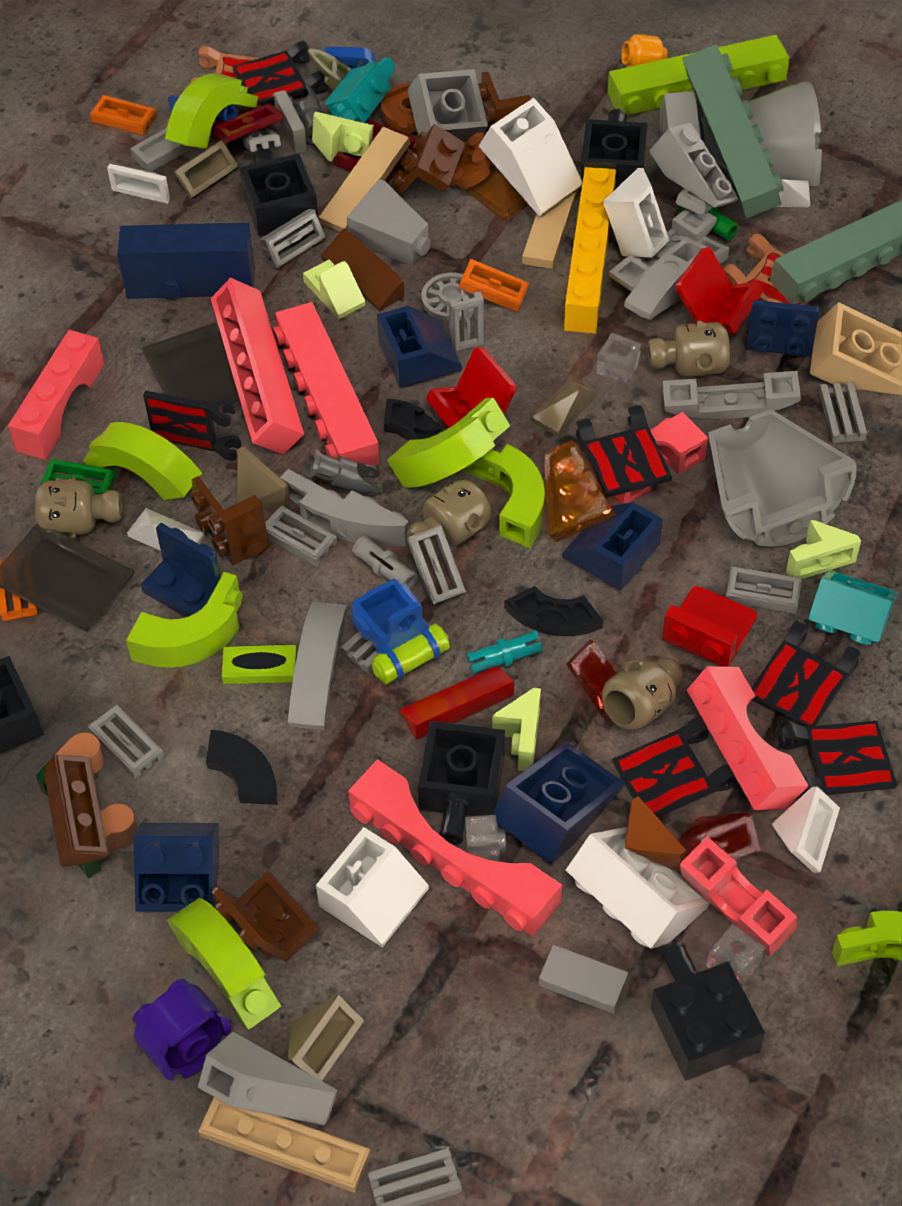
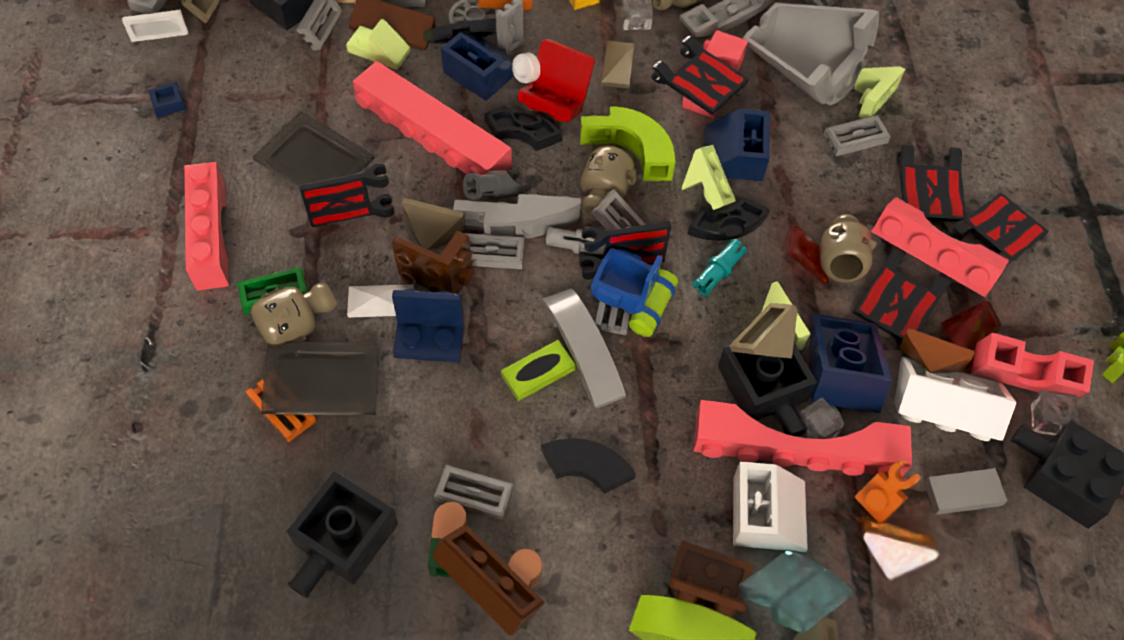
camera: 35 degrees left, 5 degrees up
(103, 261) = (167, 99): none -> dark blue tile
(146, 455) = (324, 240): lime arch -> none
(175, 865) = (599, 577): dark blue slope -> none
(184, 259) = (247, 68): dark blue brick -> none
(188, 639) = (464, 383): lime arch -> none
(257, 367) = (366, 130): coral brick -> none
(333, 965) = (796, 590): none -> clear light blue slope
(429, 306) = (445, 33): none -> black tile
(434, 589) = (643, 240): none -> black flag
(450, 451) = (574, 133): lime arch -> none
(454, 369) = (526, 67): none -> white tile
(458, 701) = (711, 322): red slope -> none
(469, 986) = (897, 547): none -> clear orange slope
(478, 729) = (769, 333): none -> dark tan slope
(490, 932) = (884, 493): none -> orange plate
(557, 554) = (707, 169): none -> yellowish green slope
(572, 492) = (684, 122): clear orange wing -> none
(709, 626) = (847, 178): red bracket -> none
(808, 827) = (1019, 293): white slope -> none
(852, 607) = (929, 119): teal slope -> none

